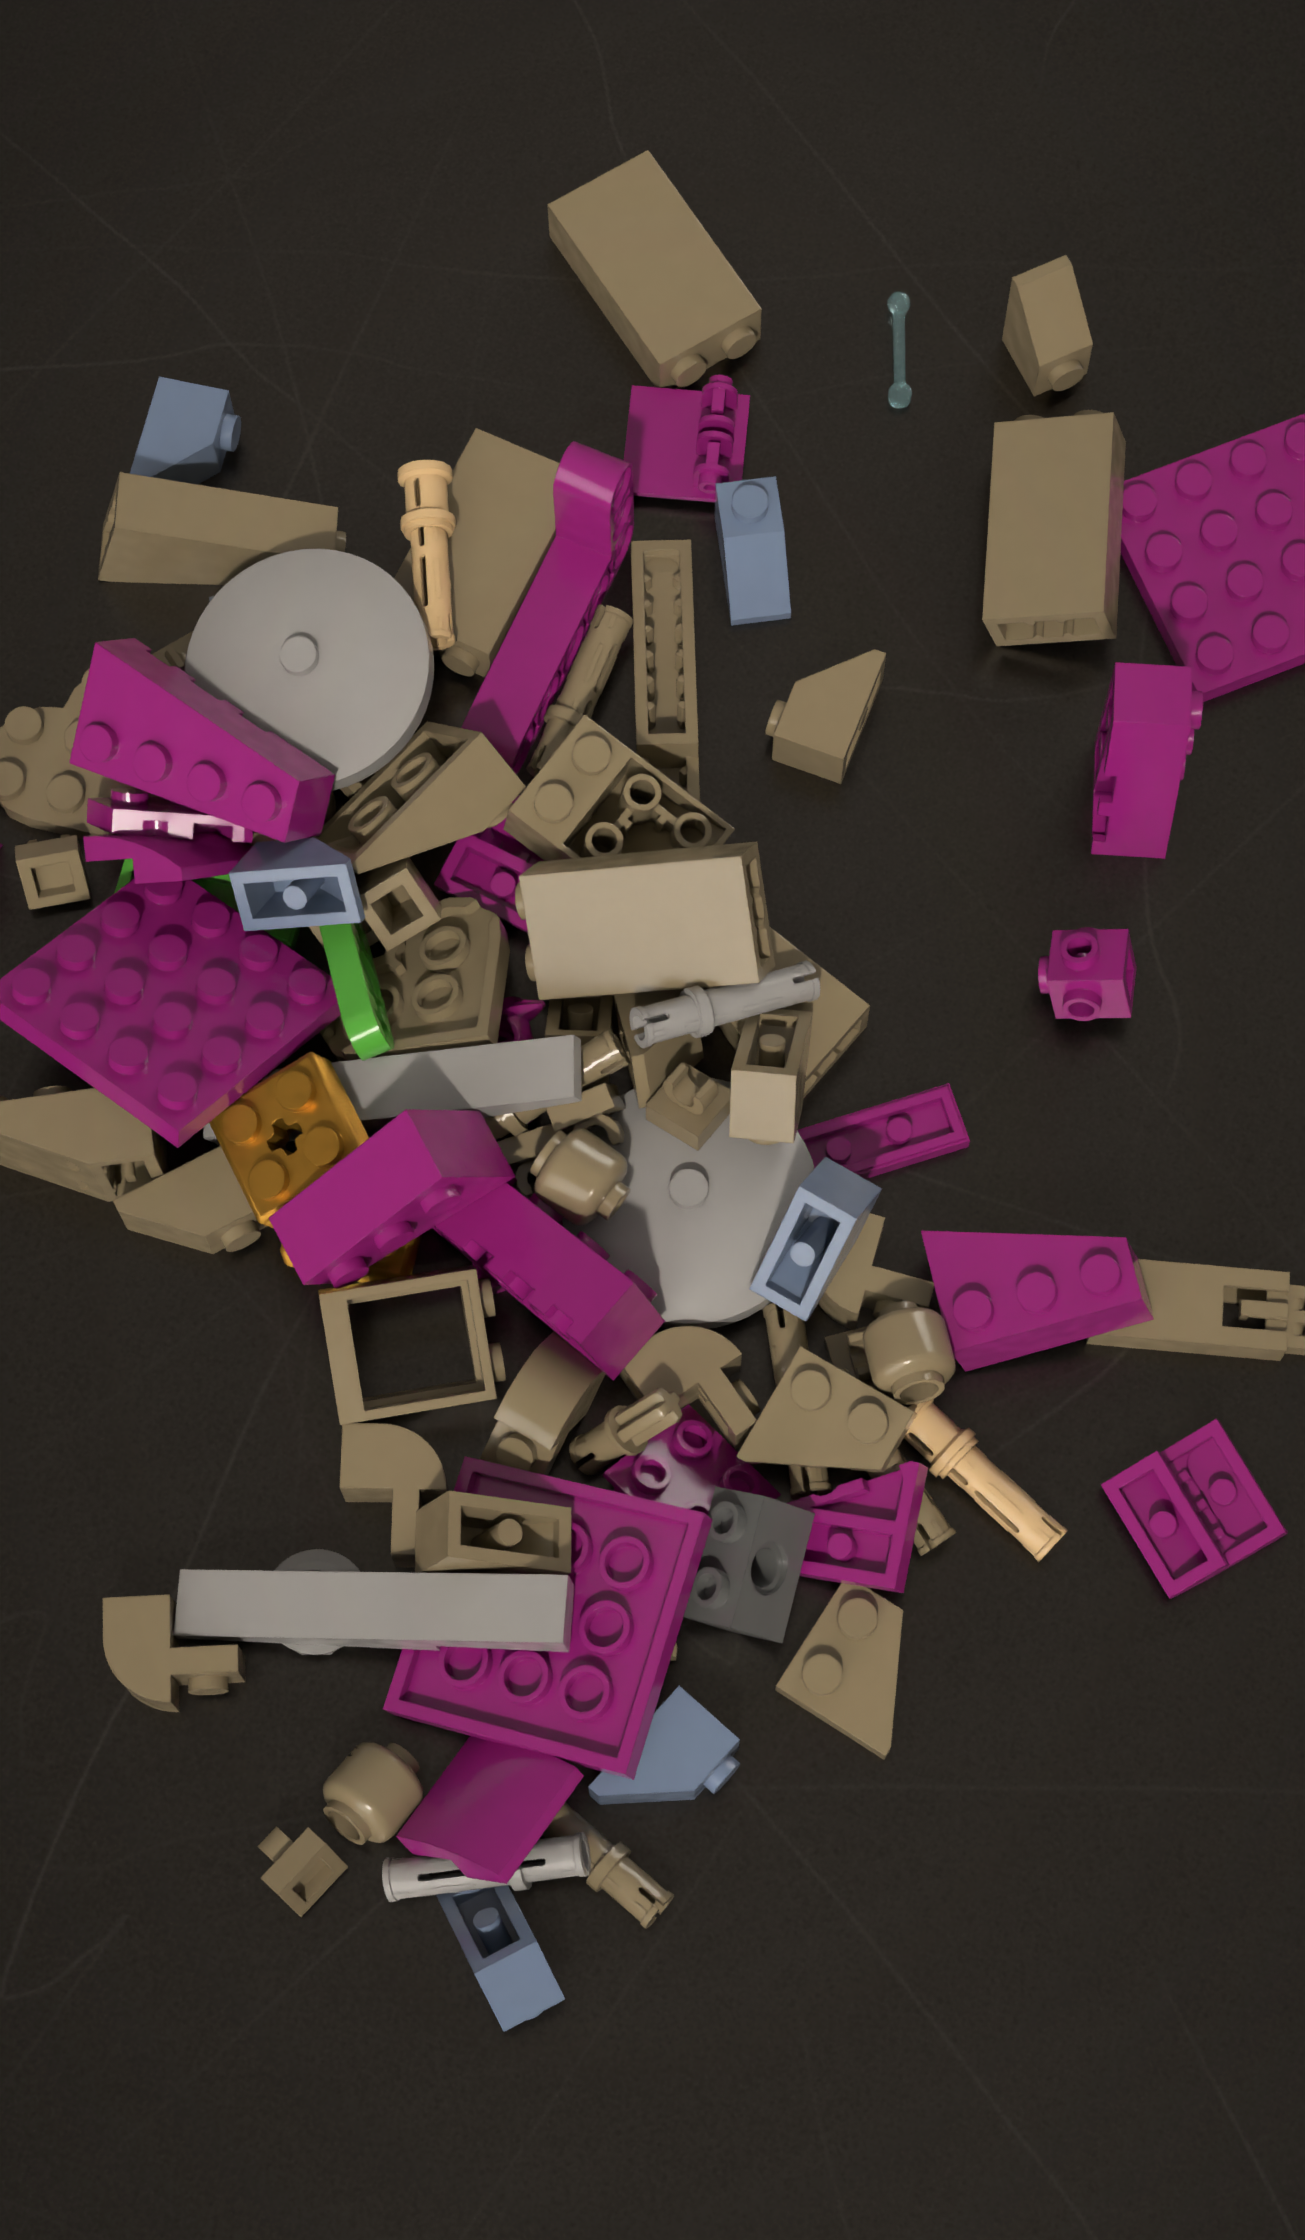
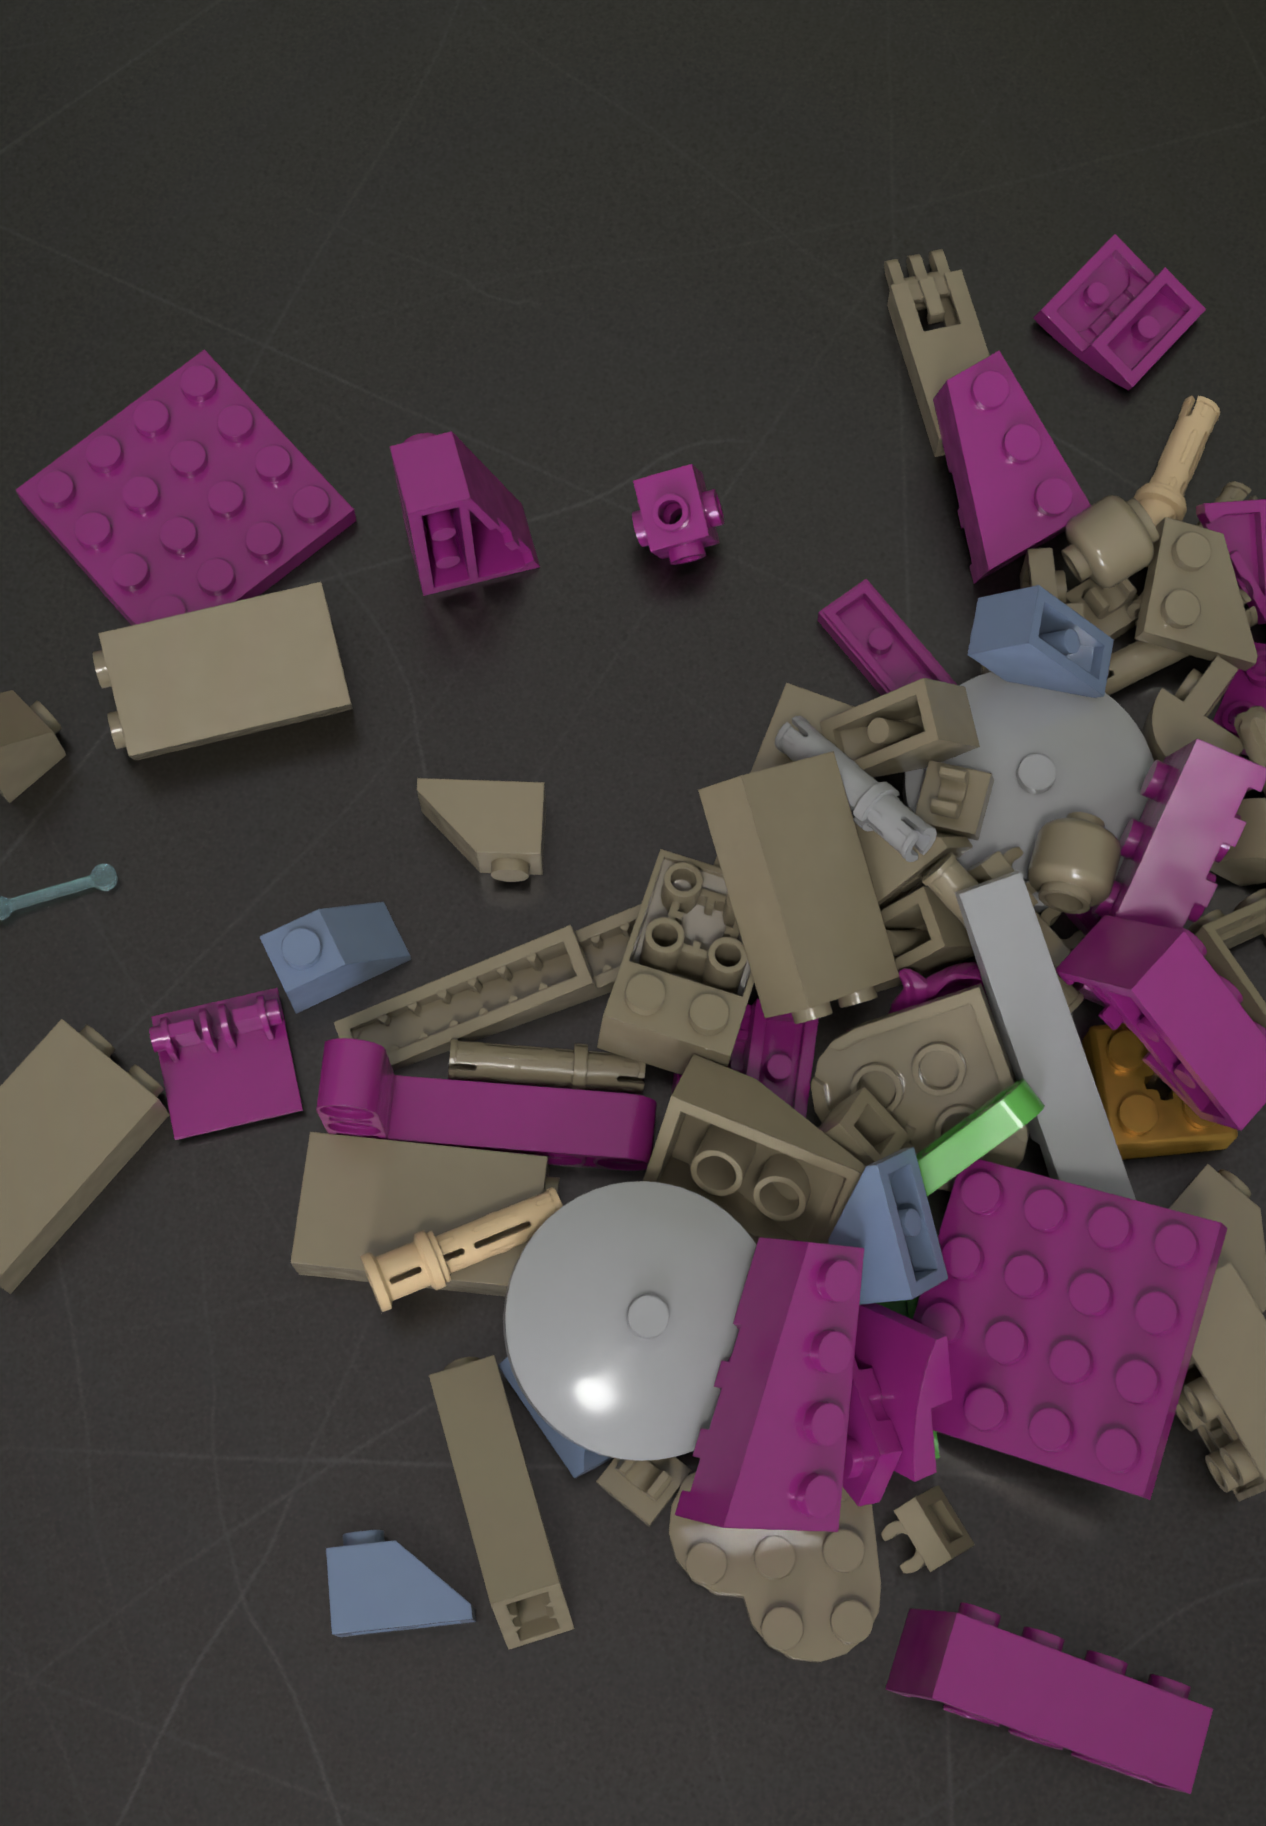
camera: 110 degrees left, 0 degrees up
(259, 1123) = (1107, 1142): pearl gold brick -> none

